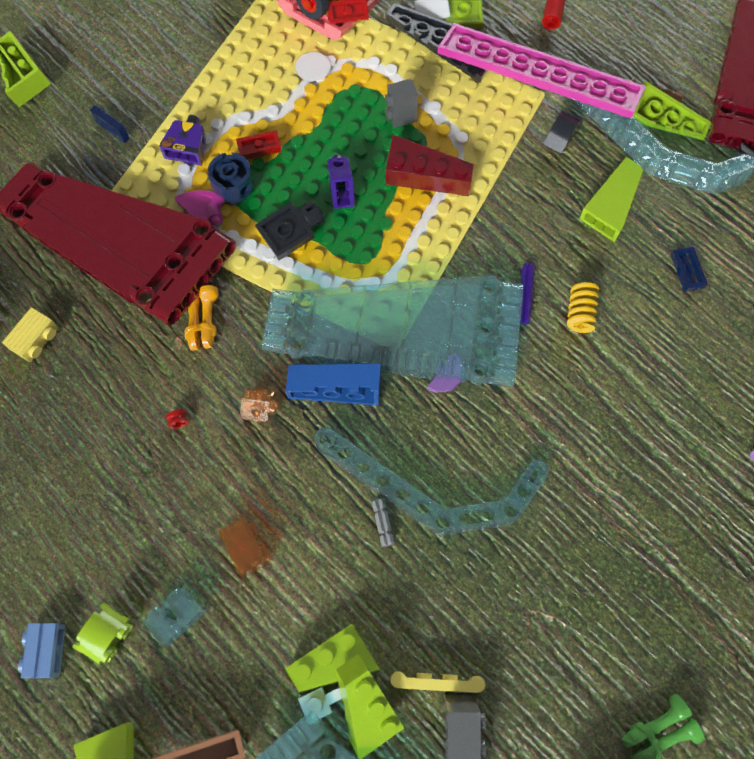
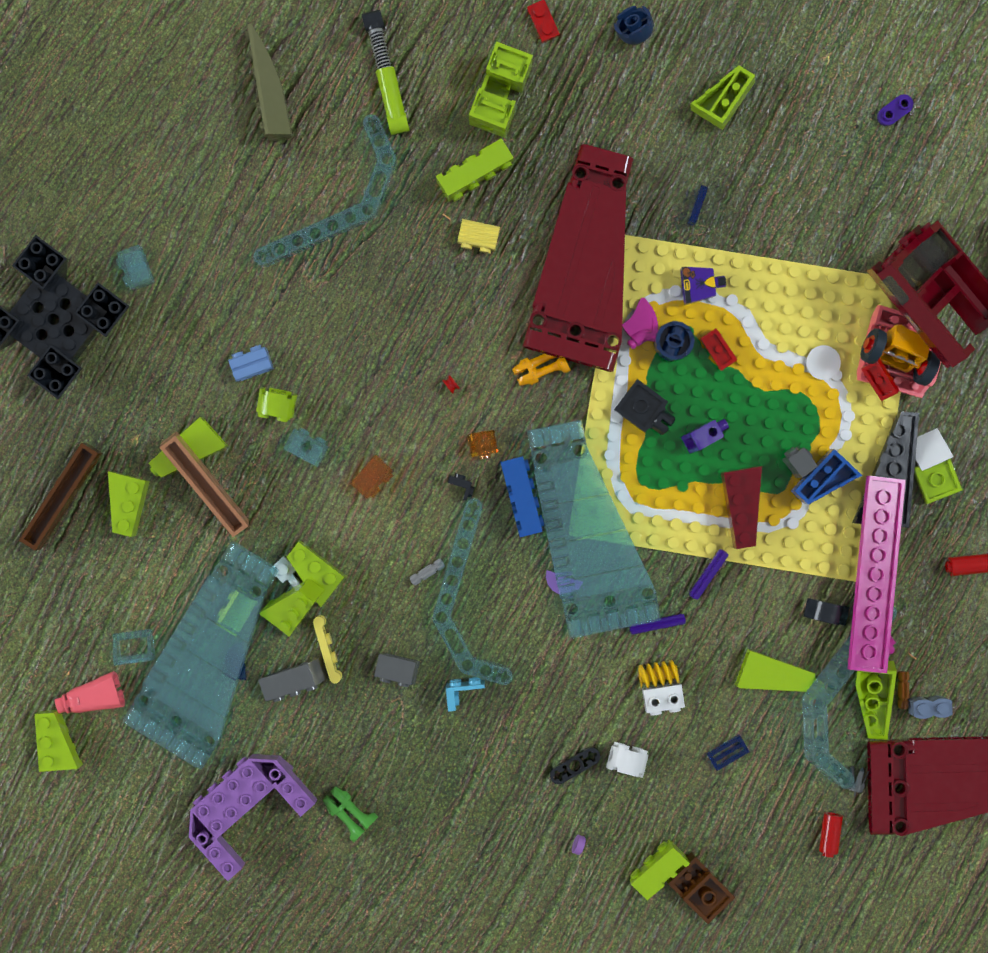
camera: 70 degrees right, 20 degrees up
(290, 446) = (459, 480): none -> black bracket
(429, 86) = (831, 474): none -> blue wedge
(488, 226) = (708, 574): none -> dark purple axle
(490, 600) = (397, 669): none -> dark grey brick
(544, 541) = (456, 685): none -> medium azure bracket
(612, 311) = (663, 698): none -> white brick
(674, 366) = (627, 761): none -> white brick
(676, 445) = (560, 768): none -> black beam
(687, 73) = (926, 708): none -> sand blue brick

